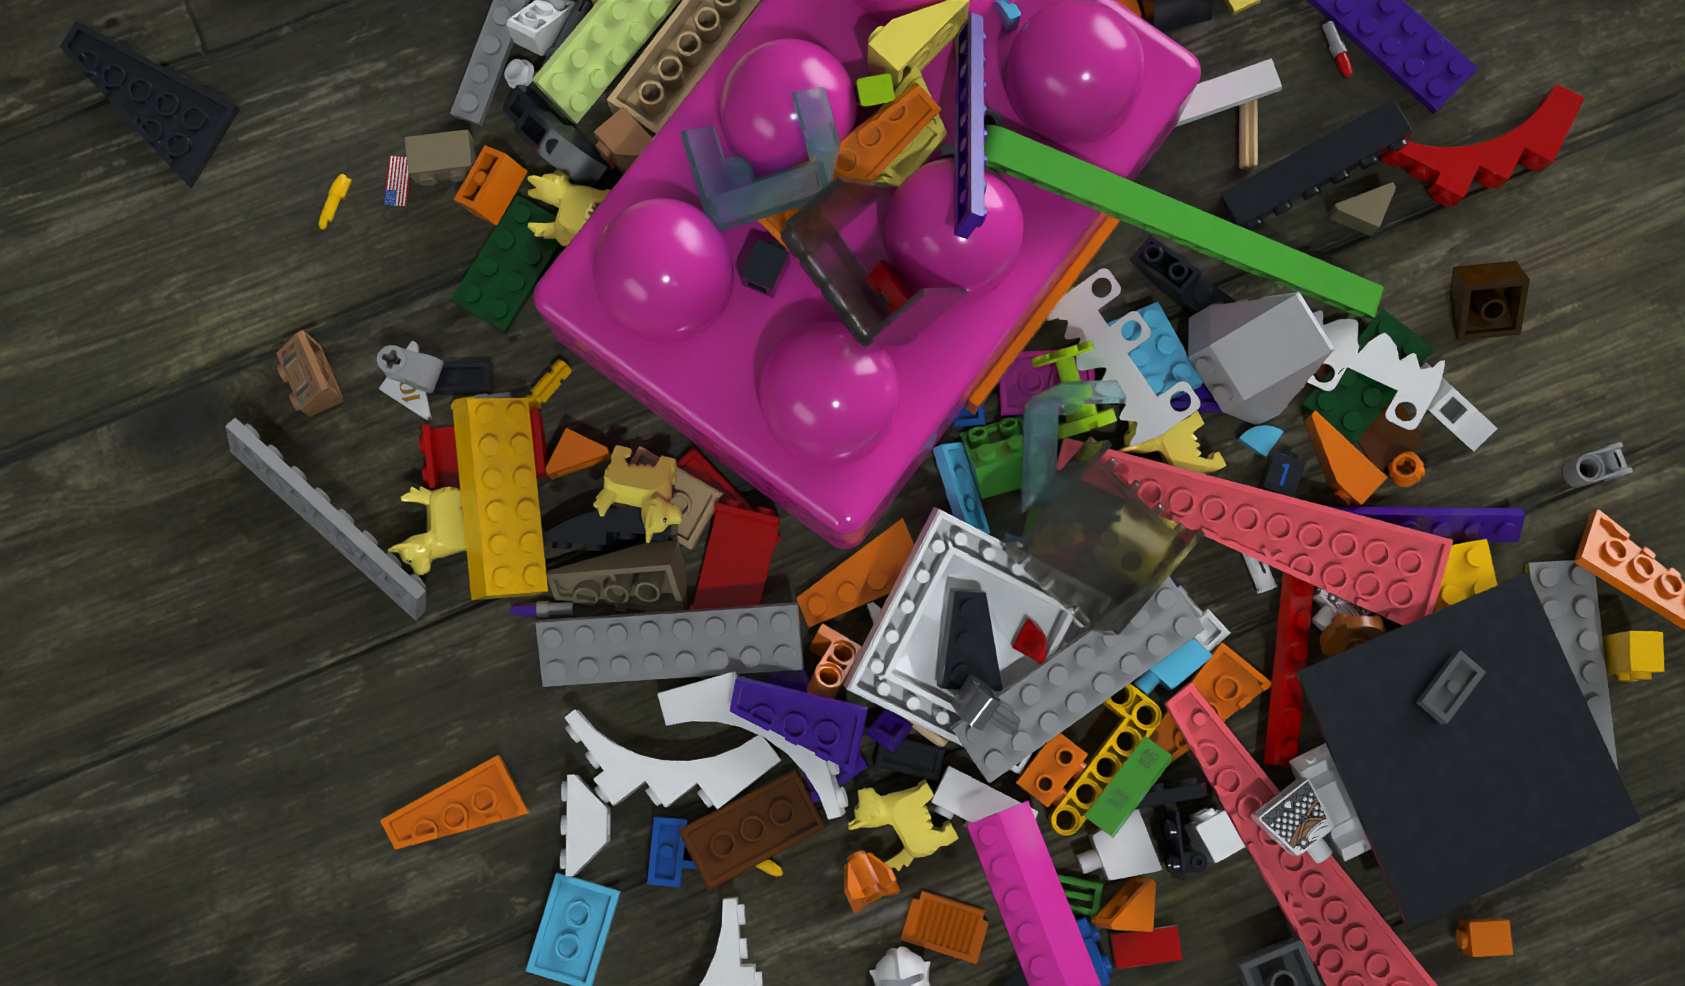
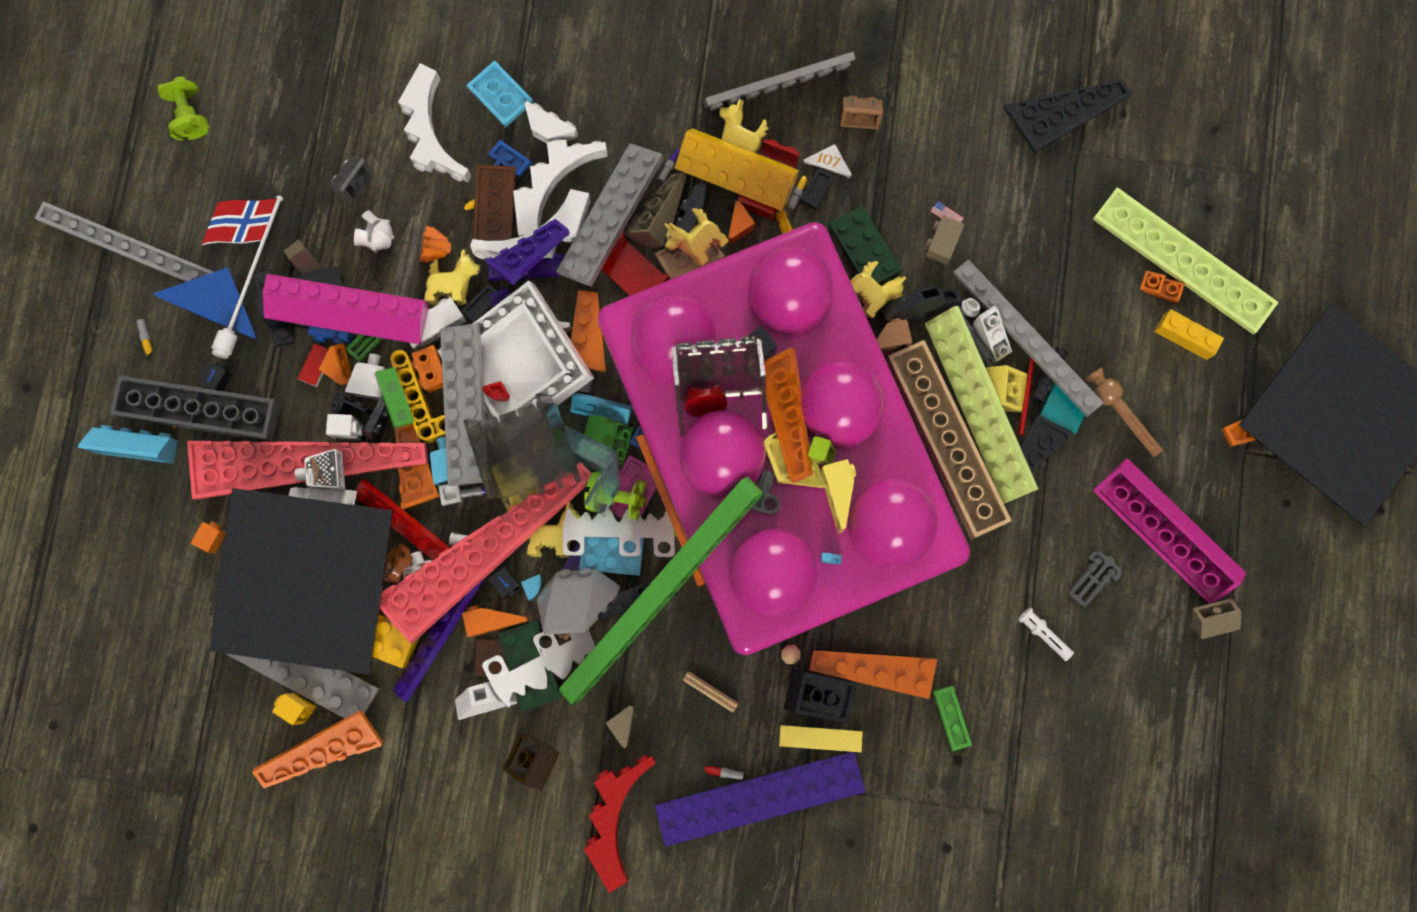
camera: 125 degrees right, 0 degrees up
(336, 193) = (958, 181): yellow piece -> none
(415, 369) = (831, 164): light grey piece -> none
(465, 803) = (594, 75): orange wing -> none
(493, 183) = (912, 256): orange brick -> none
(729, 187) = (801, 348): clear light blue windscreen -> none
(831, 647) = (549, 285): orange tile -> none
(945, 926) = (389, 273): orange window -> none
(968, 642) = (514, 356): black wing -> none
(969, 127) = (761, 480): dark purple plate -> none
(979, 705) = (478, 339): dark grey beam -> none
(1231, 90) = (735, 688): white tile -> none
(1317, 165) = (660, 709): black brick -> none
(1406, 469) = (467, 653): orange piece -> none
(1450, 687) = (334, 587): dark grey plate -> none
(1600, 464) = (403, 766): light grey piece -> none

